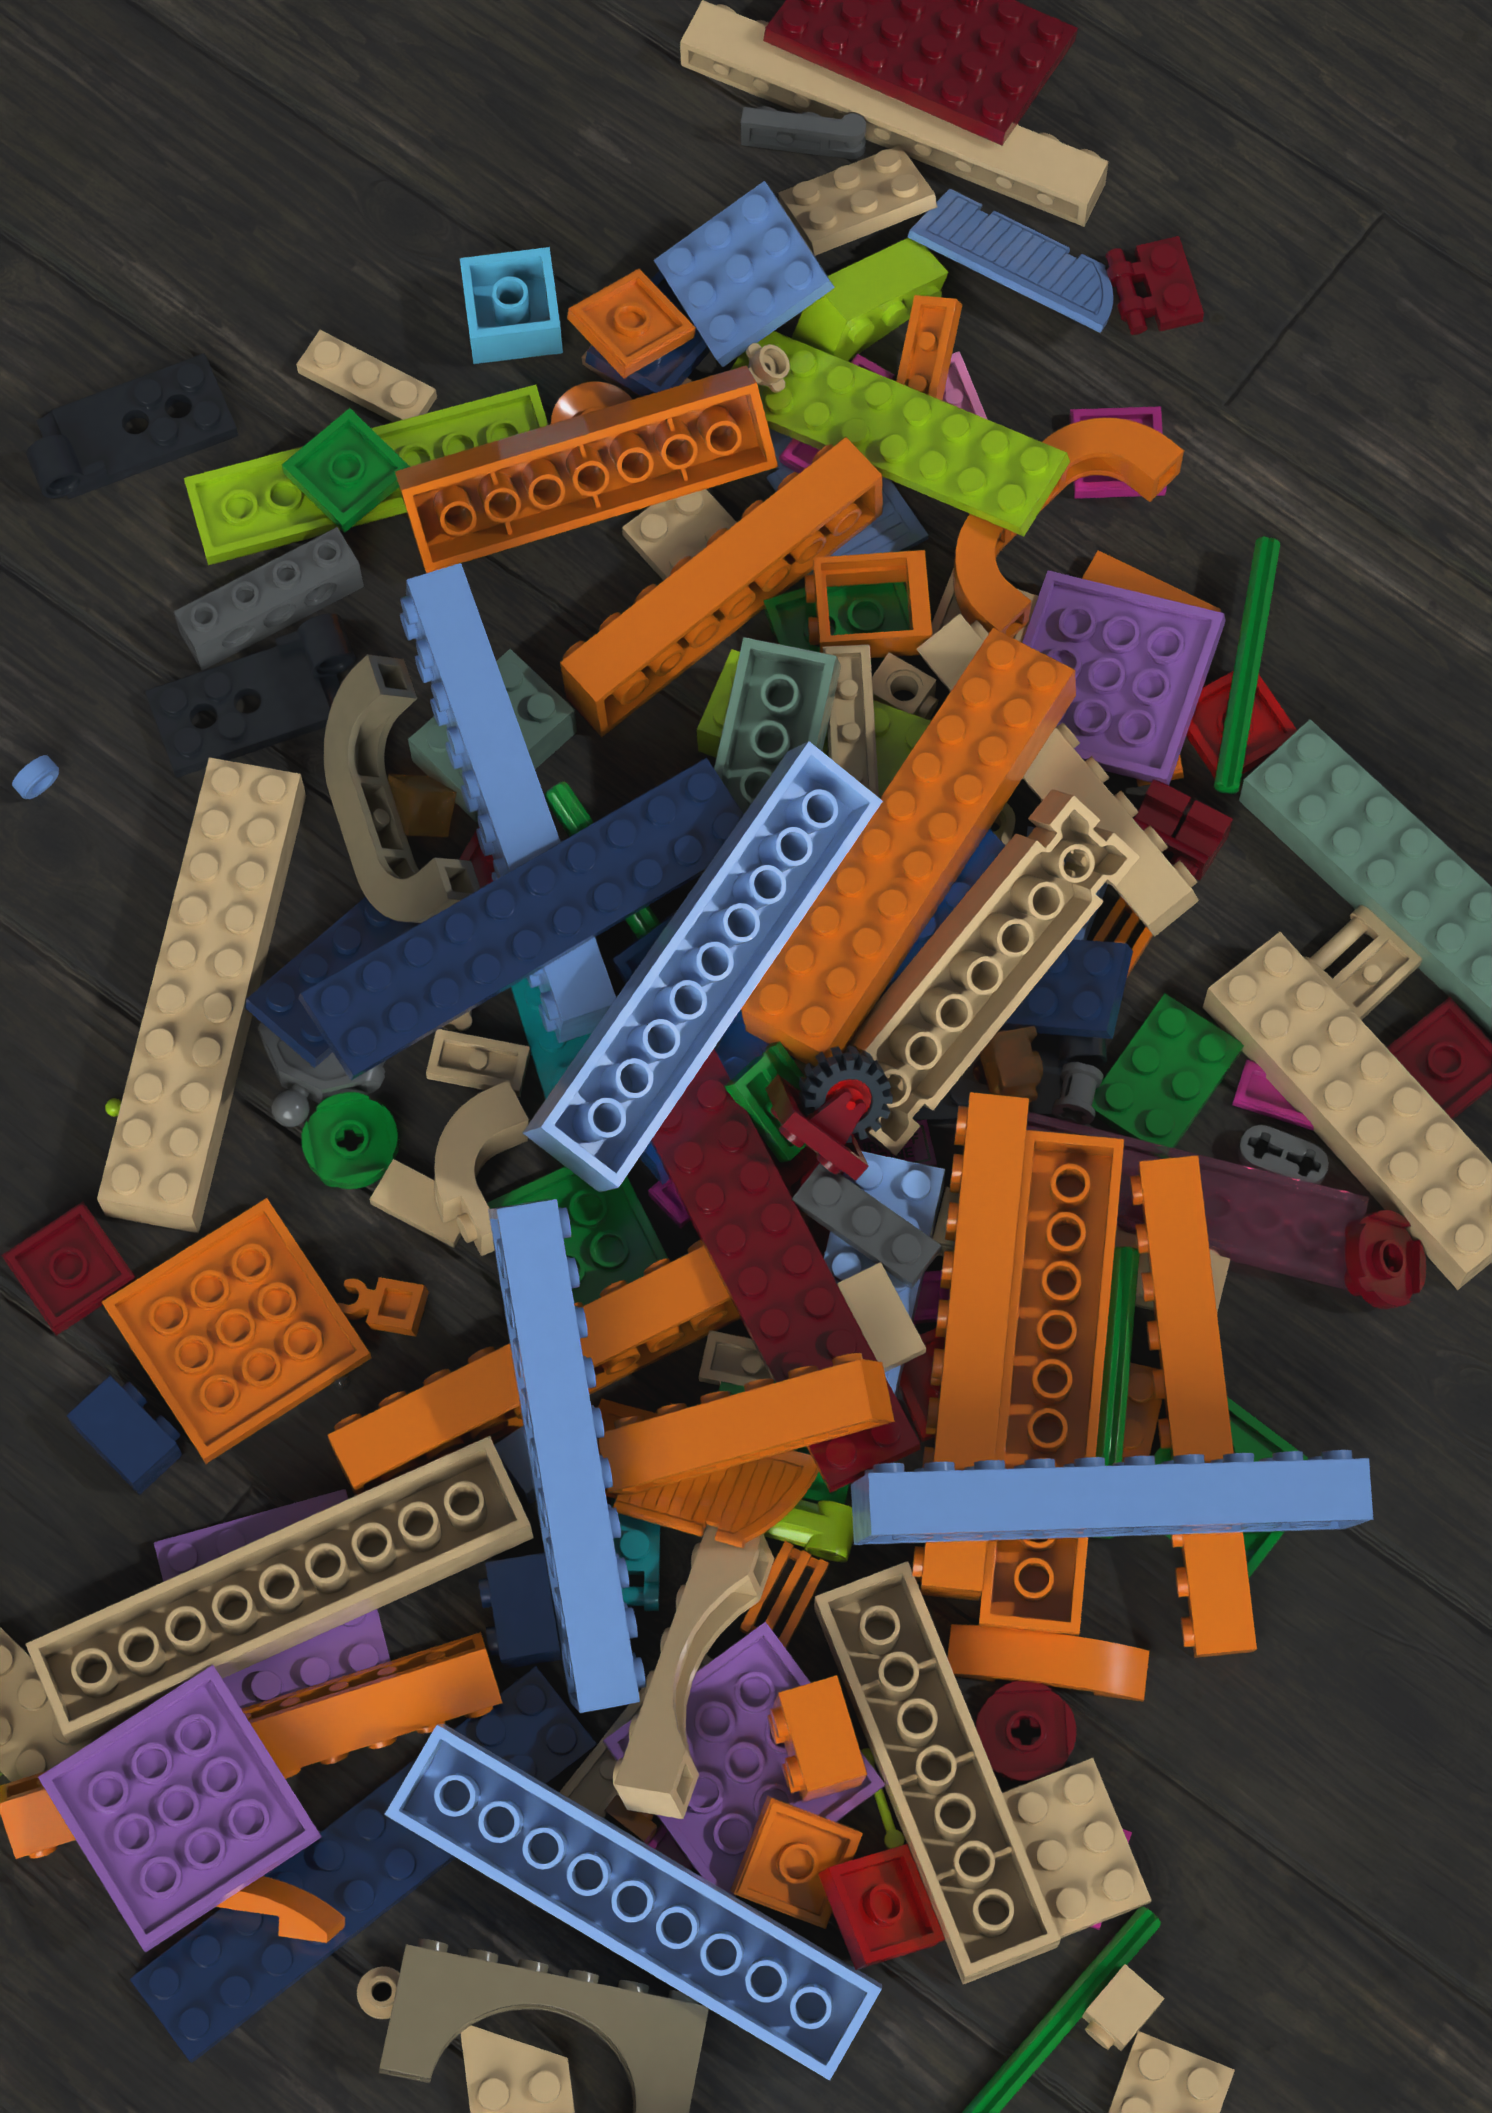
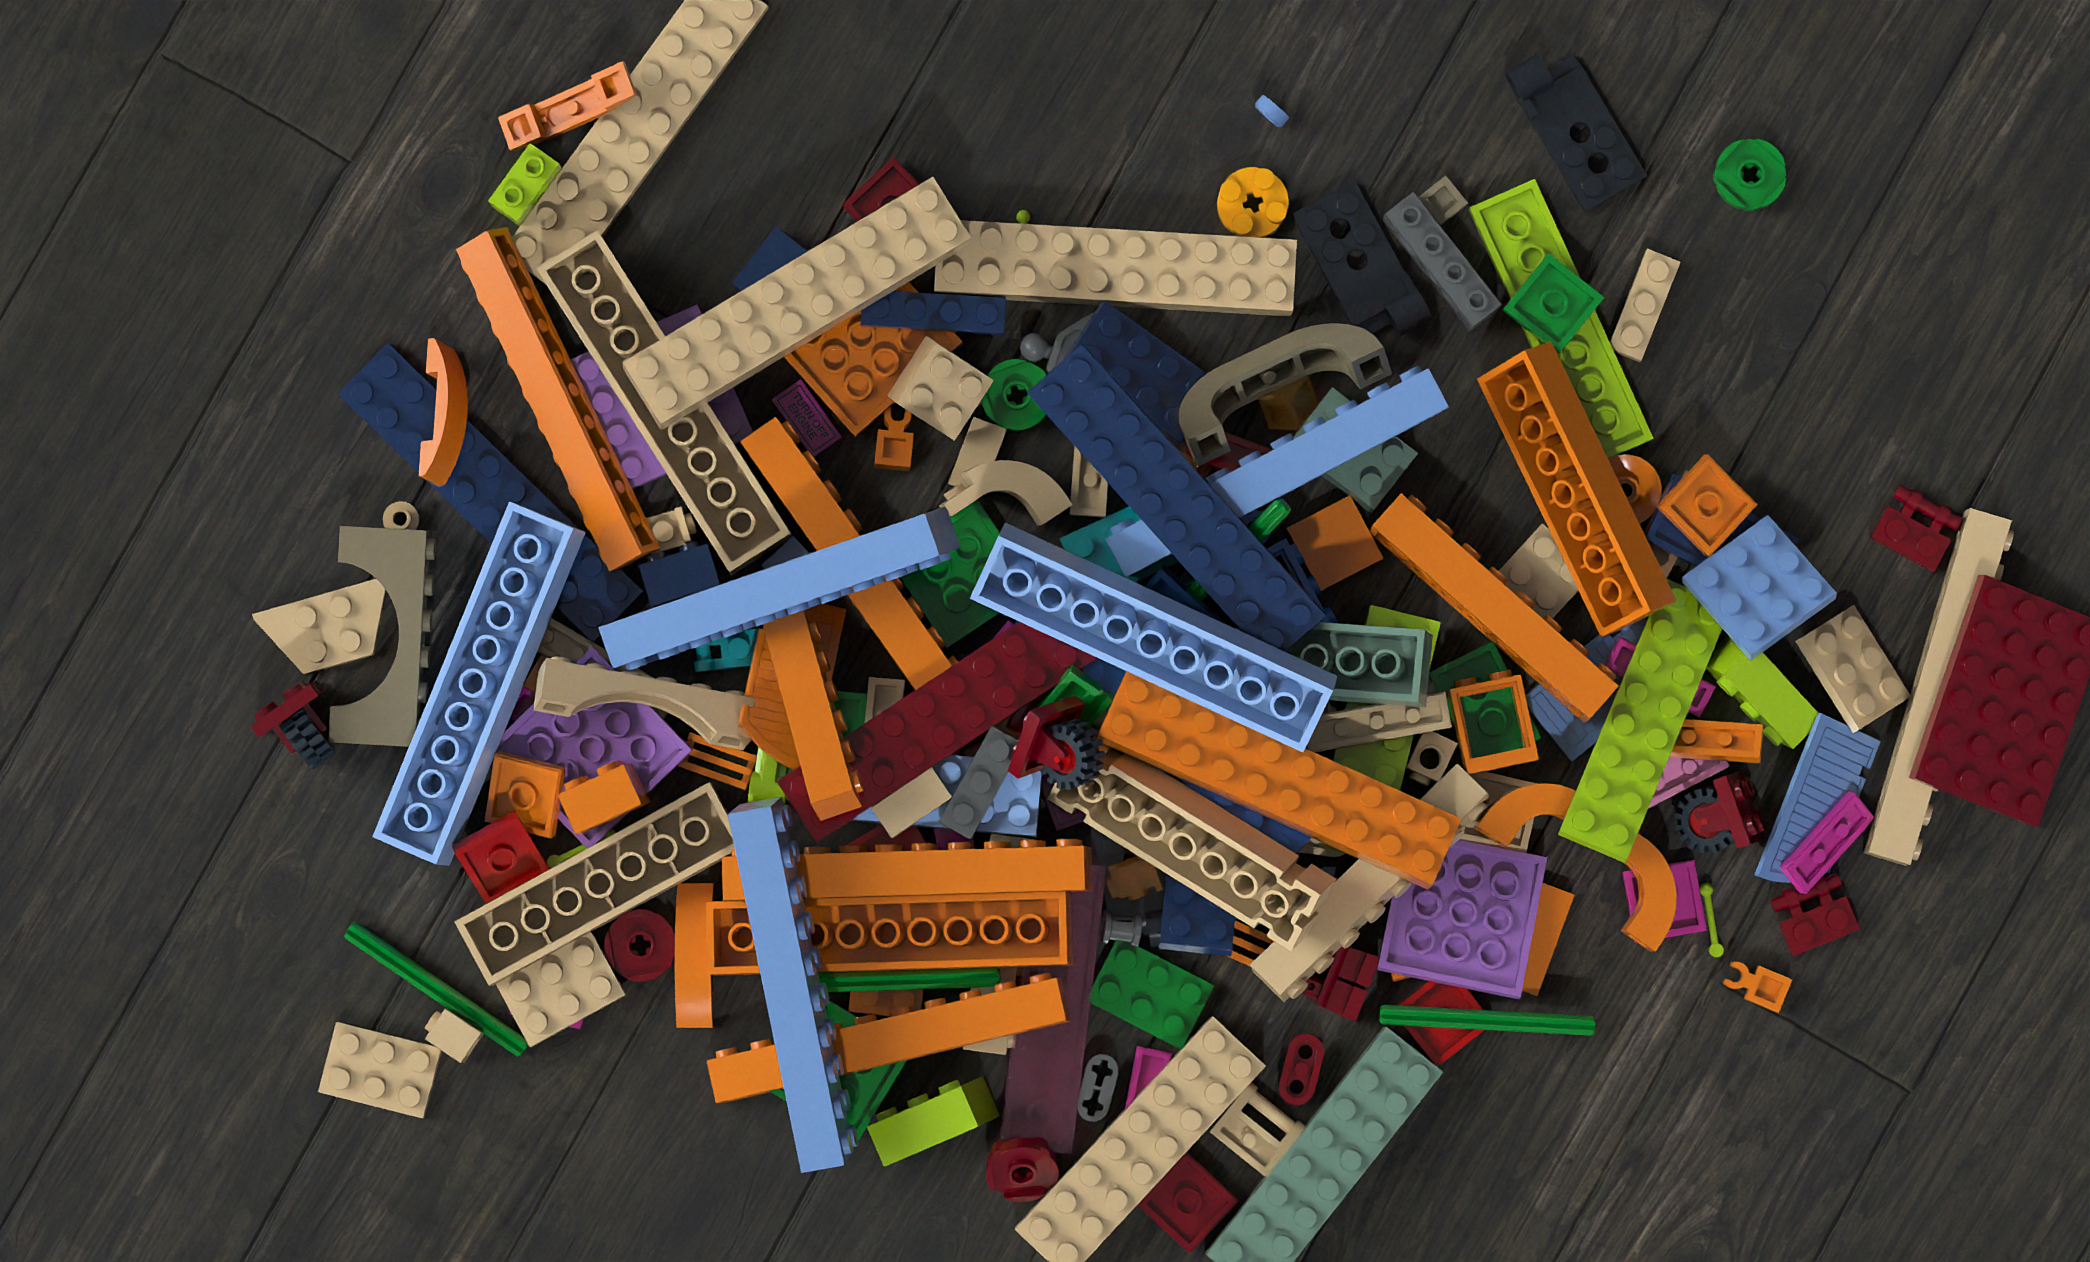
camera: 80 degrees right, 15 degrees up
(129, 803) = (1261, 184): none -> light orange plate
(178, 1386) = (796, 303): none -> tan brick
(179, 1808) = (496, 358): medium lavender plate -> none
(188, 584) = (1443, 200): none -> dark tan plate
(220, 1227) = (937, 313): none -> dark blue plate
(229, 262) = (1729, 176): none -> green plate
(314, 1421) = (806, 418): none -> magenta tile
(324, 1228) = (940, 388): none -> tan brick
(456, 1611) = (672, 529): none -> tan bracket
(511, 305) = (1717, 408): medium azure brick -> none
(607, 768) = (1335, 543): none -> orange tile
(706, 122) = (1910, 538): none -> dark red plate
(768, 365) = (1686, 624): tan plate -> none
(804, 132) = (1909, 618): dark grey plate -> none
(1021, 371) = (1720, 815): none -> plate
(1068, 254) = (1827, 842): none -> dark pink tile
(1183, 403) = (1715, 948): none -> lime hinge
(1237, 351) = (1763, 987): none -> orange plate
(1287, 897) = (1301, 1069): none -> dark red plate
(1309, 1370) = (932, 1120): none -> lime wedge

